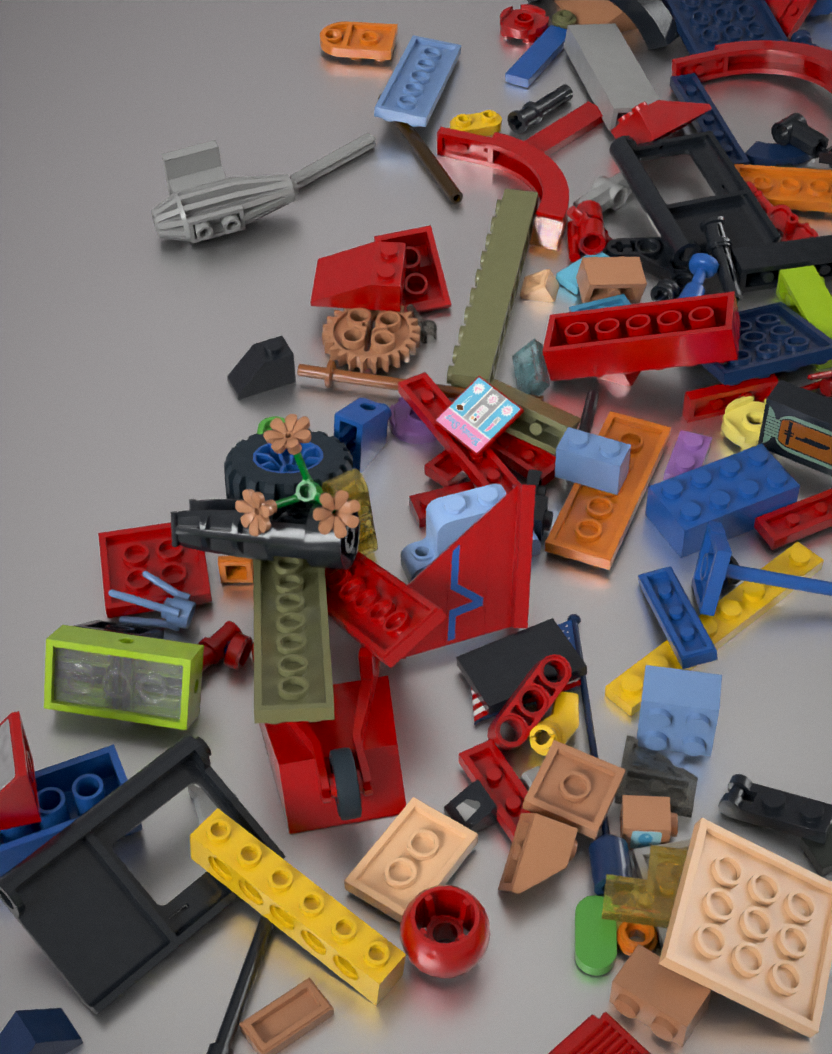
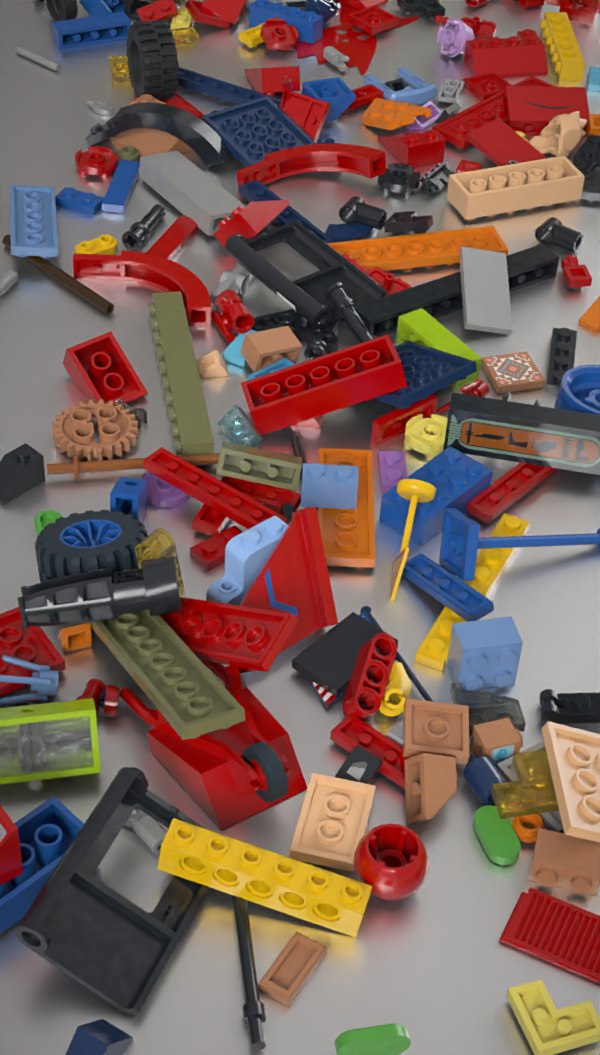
camera: 25 degrees left, 5 degrees down
(335, 511) = (102, 575): nougat plant -> none
(362, 278) = (71, 383): red slope -> none
(478, 416) = (227, 470): piece -> none
(483, 66) = (79, 201): none -> blue plate
(547, 233) = (200, 322): clear orange tile -> none
(681, 492) = (415, 492): none -> yellow piece
(702, 267) = (338, 325): blue piece -> none

